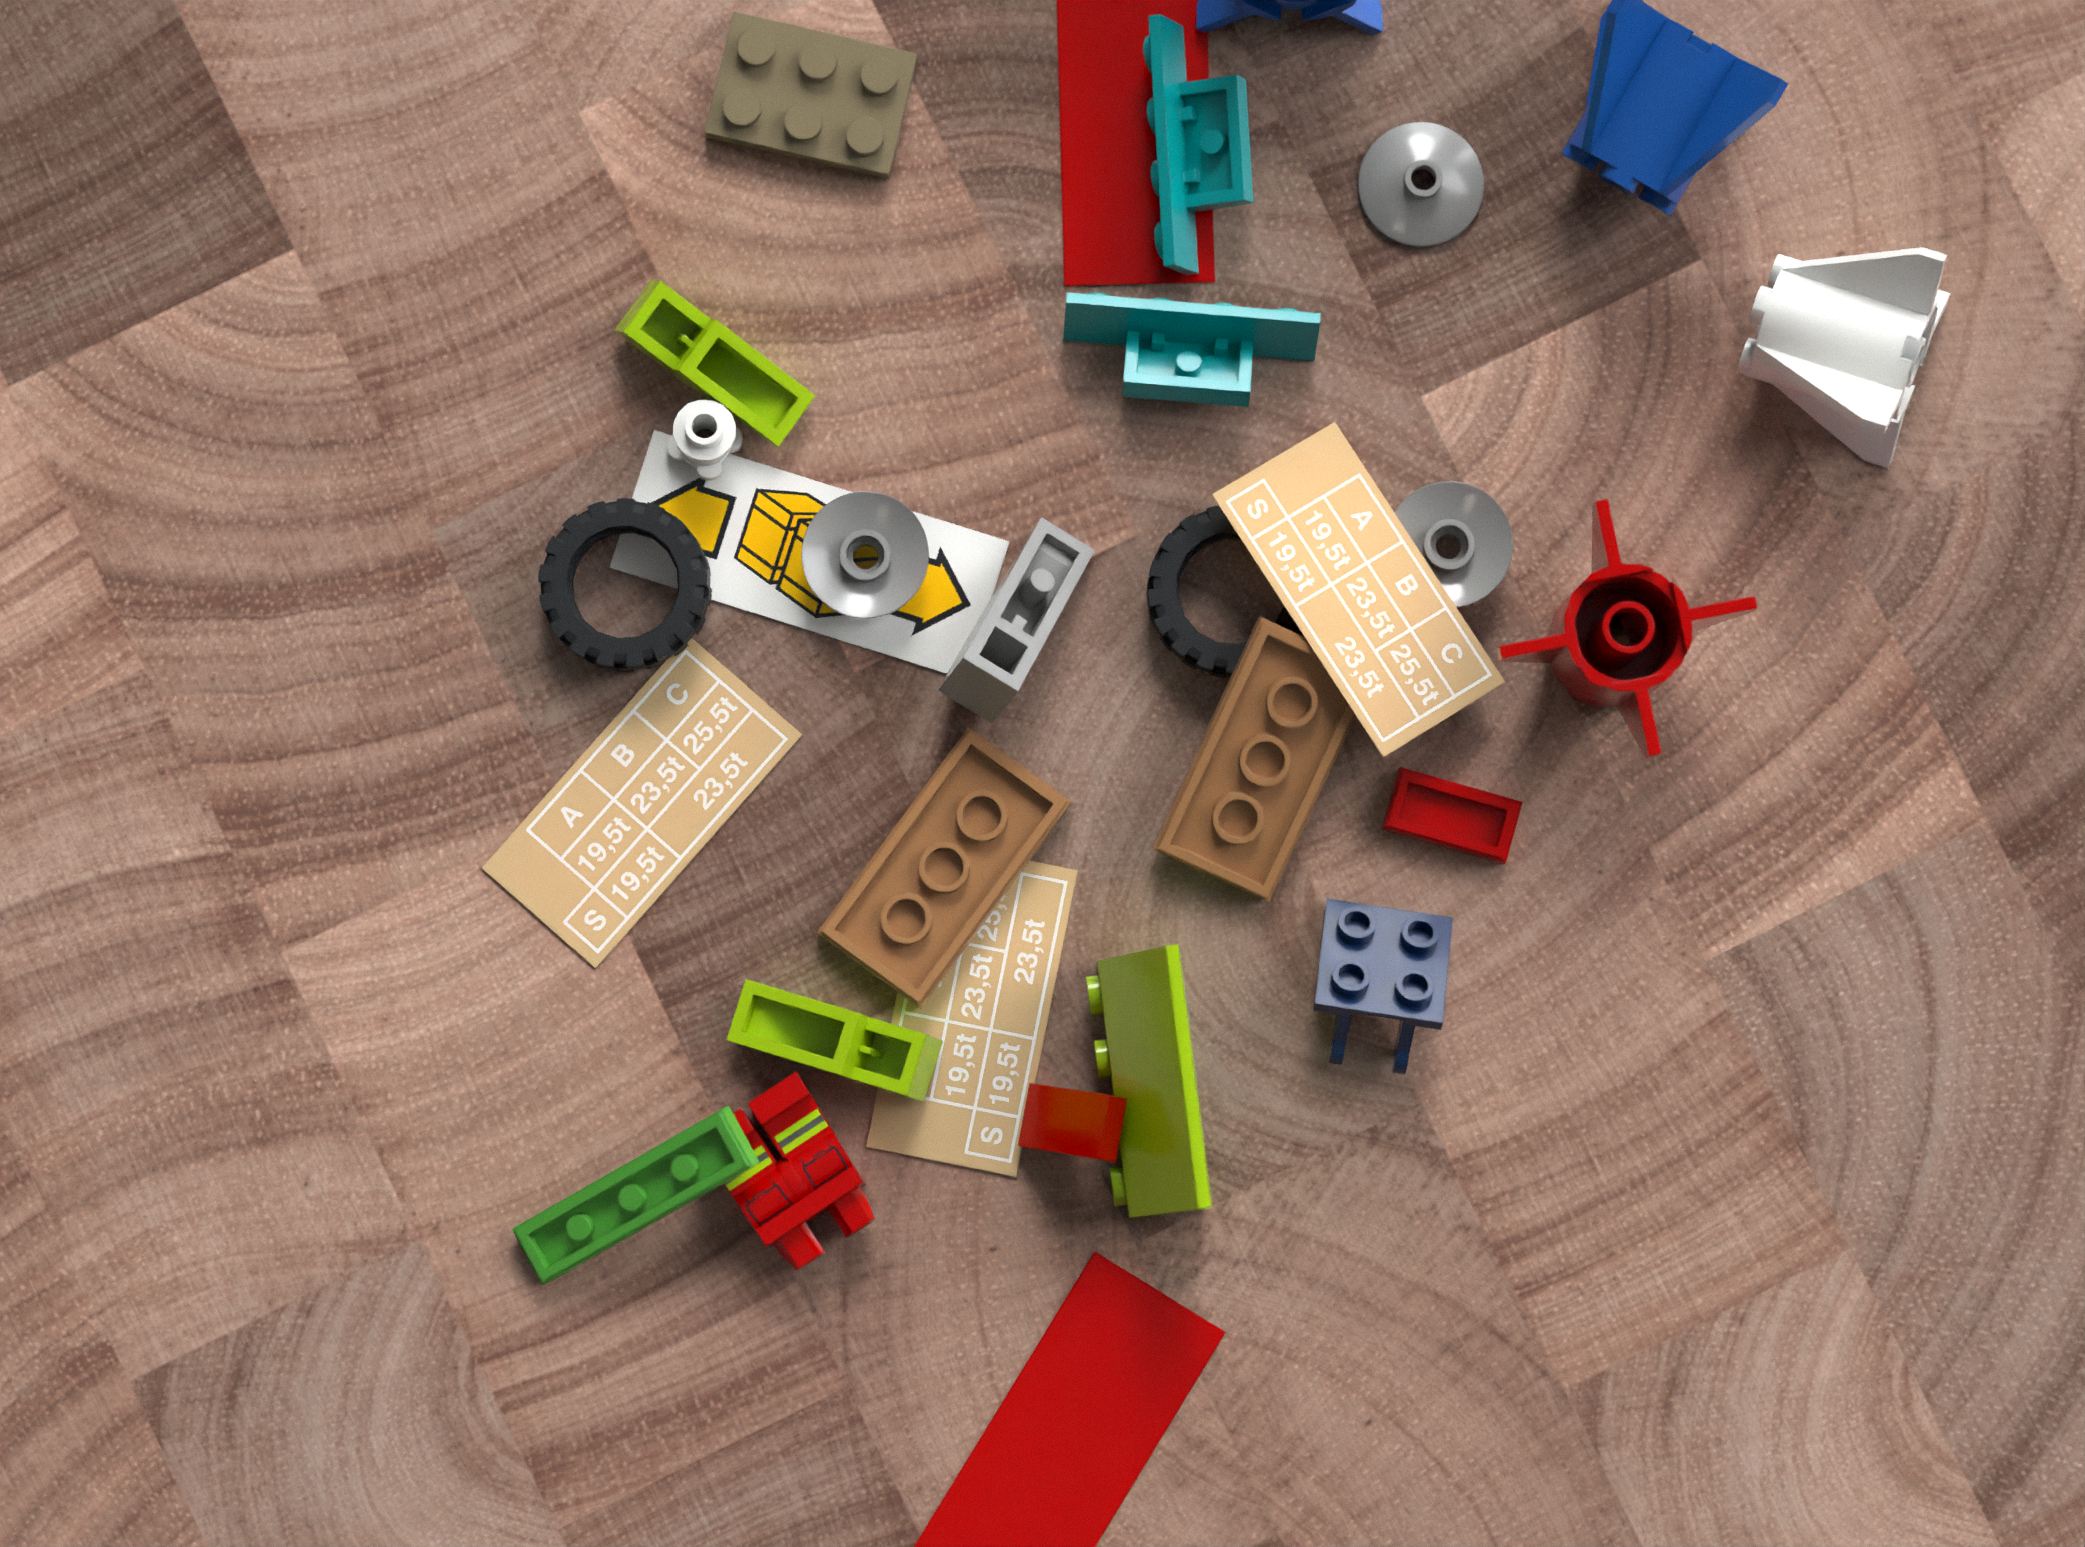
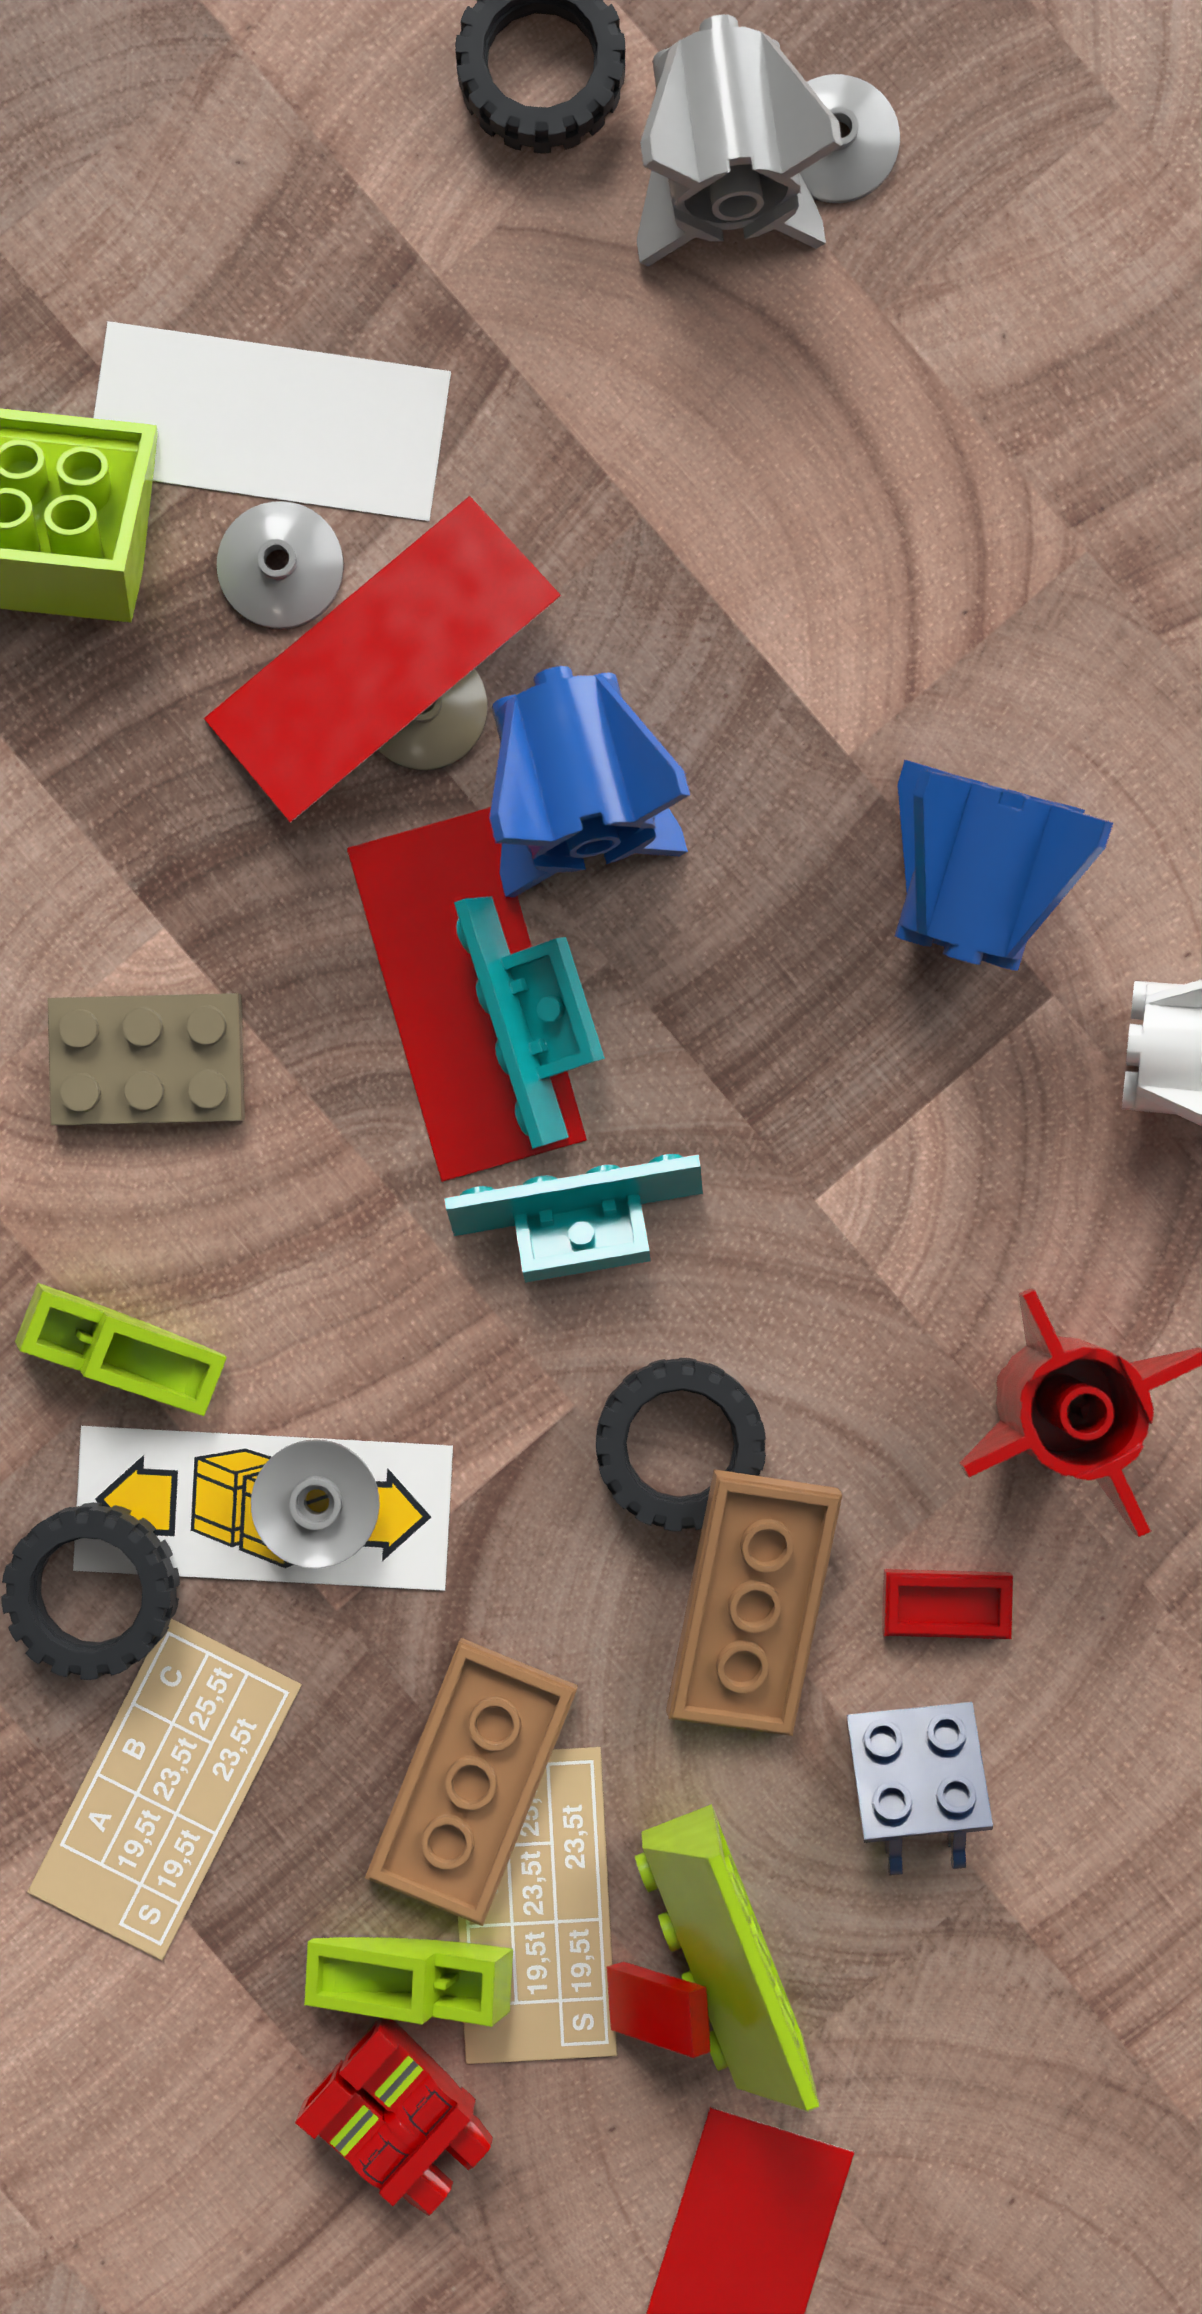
camera: 15 degrees left, 5 degrees up
(636, 1195) = (256, 2184): bright green tile -> none
(704, 453) = (149, 1422): white brick -> none
(1016, 621) = (480, 1528): light grey slope -> none
(1358, 589) = (803, 1418): tan sticker -> none
(1412, 214) = (758, 1026): light grey dish -> none
(1476, 525) = (913, 1354): light grey dish -> none

